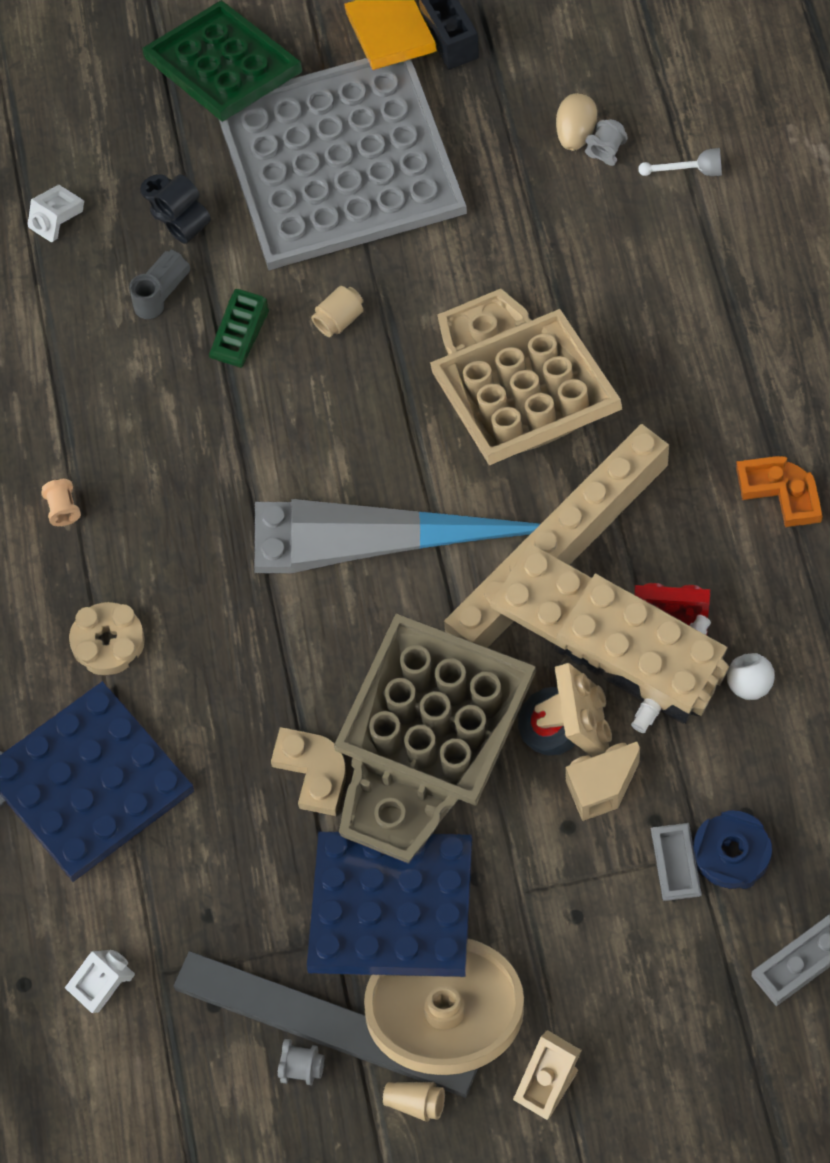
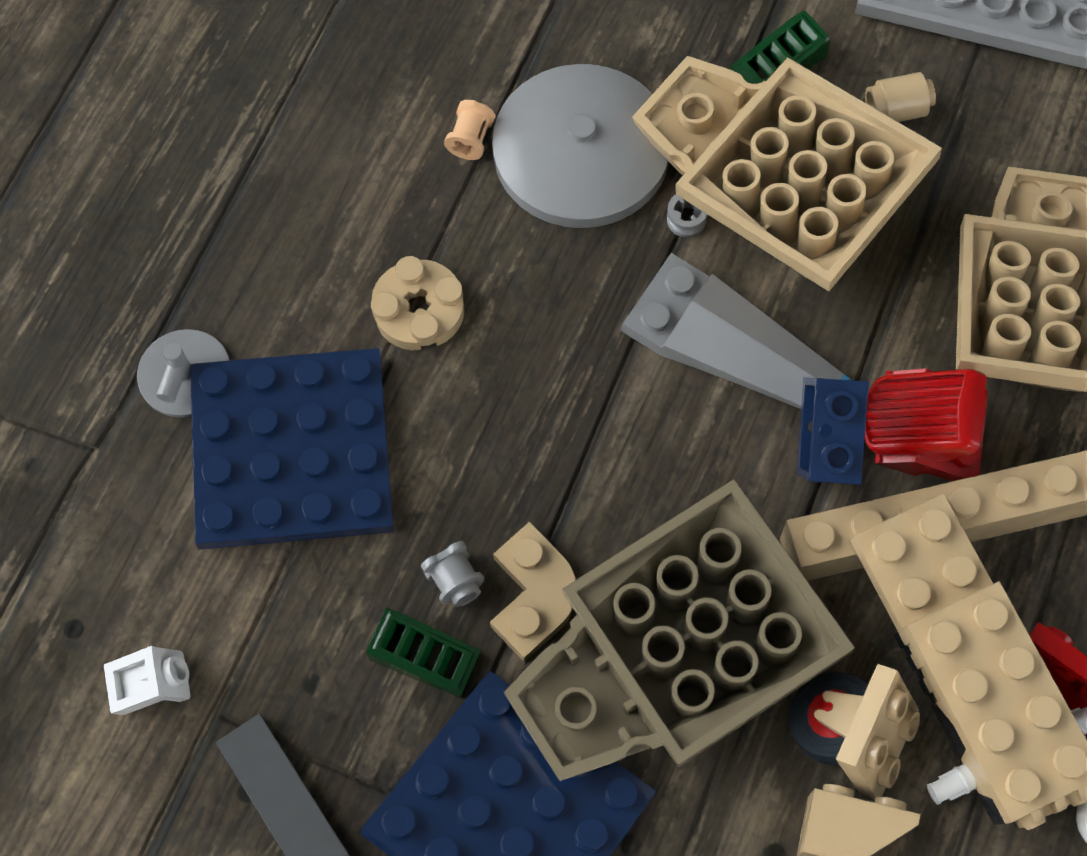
camera: 30 degrees right, 5 degrees up
(143, 467) = (573, 149): none -> light grey dish
(239, 476) = (681, 227): none -> light grey bush
(255, 789) = (454, 575): none -> light grey brick
(266, 836) = (412, 628): none -> dark green slope
(290, 396) = (785, 160): none -> tan wedge
(444, 550) = (837, 437): none -> dark blue window
(490, 507) = (928, 422): none -> red piece

